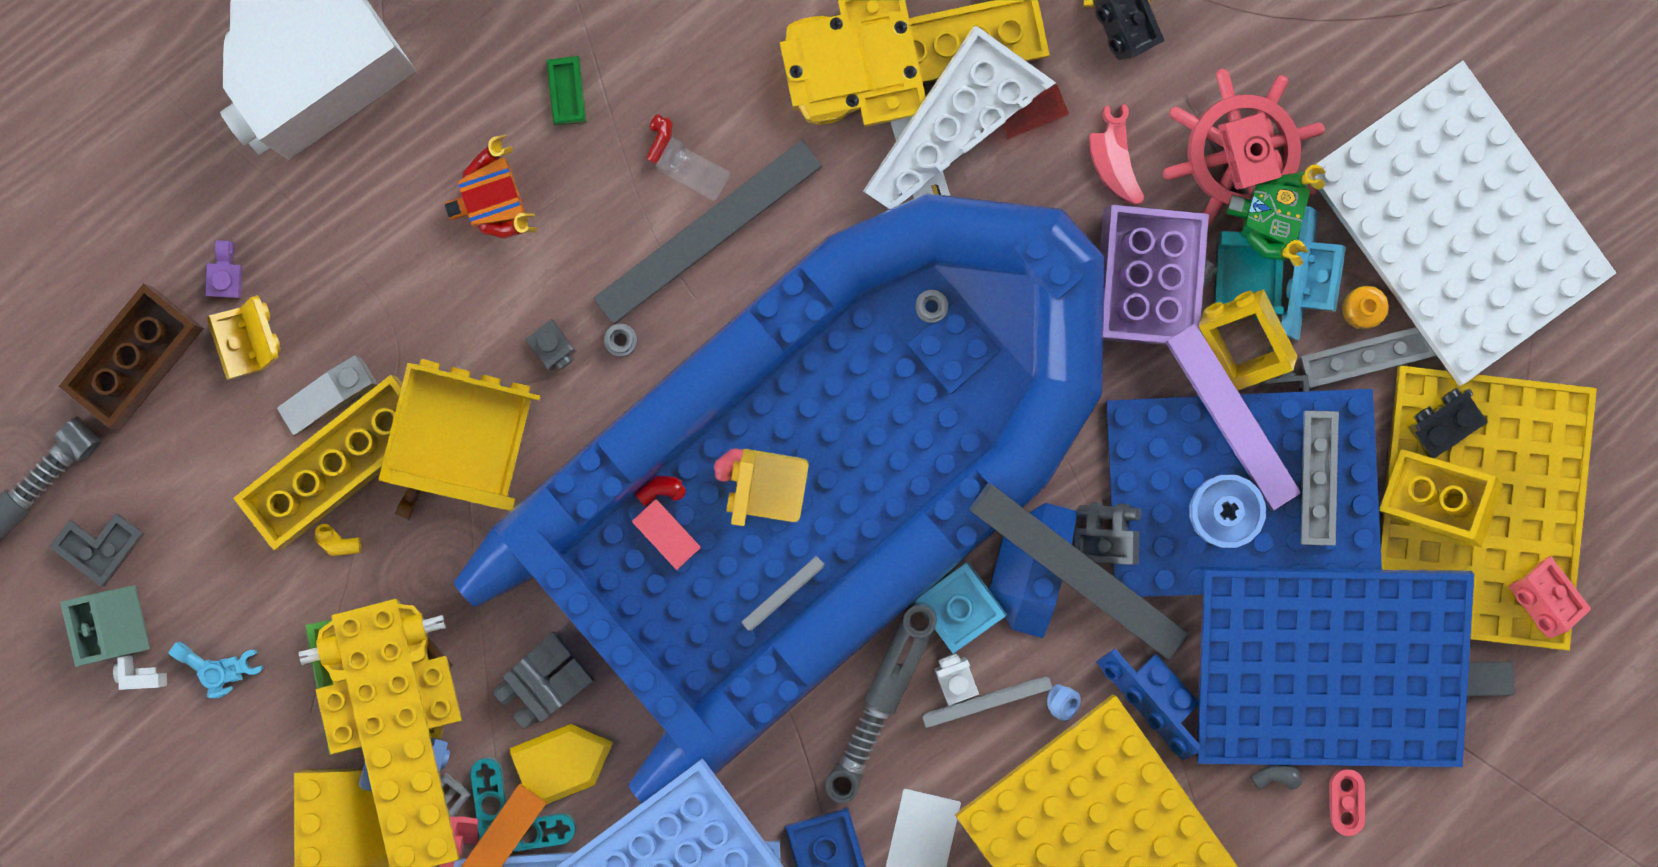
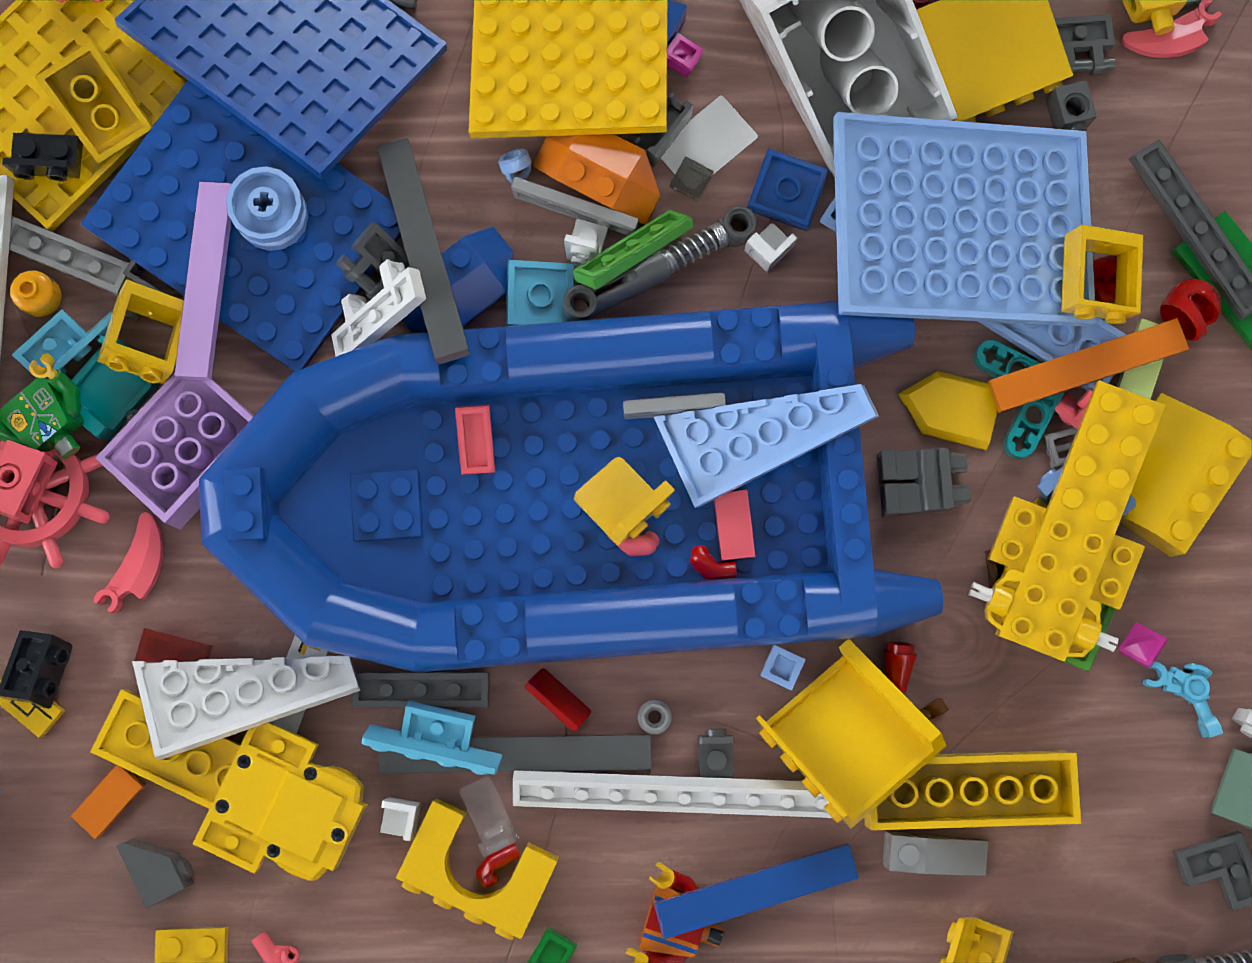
camera: 145 degrees left, 5 degrees down
(276, 678) = (1142, 645): none -> dark pink tile
(334, 544) = (1016, 723): yellow arm -> none
(446, 265) = (755, 891): none -> blue tile
(458, 522) = (899, 663): none -> red cone
(547, 450) = (782, 667): none -> light blue tile
(569, 286) = (665, 794): none -> white plate
(626, 113) = (428, 870): none -> yellow arch
(705, 297) = (558, 699): none -> red slope
(707, 601) = (742, 441): none -> light blue wing
(760, 119) = (400, 817): none -> white panel
(778, 198) = (434, 736): none -> medium azure bracket
(805, 788) = (769, 246): none -> white panel
(815, 226) = (424, 688): none -> dark grey plate
(910, 698) = (632, 249): none -> bright green tile
(910, 798) = (691, 179): none -> clear smoke tile
(921, 450) = (475, 439): none -> coral tile
(931, 295) = (367, 546): light grey plate -> none
(960, 841) = (658, 143): none -> dark grey hinge
(984, 747) = (604, 170): none -> orange wedge
(1076, 479) = (371, 320): none -> white hinge
(1157, 697) = (438, 115): blue bracket -> none
(1319, 477) = (175, 182): light grey plate -> none

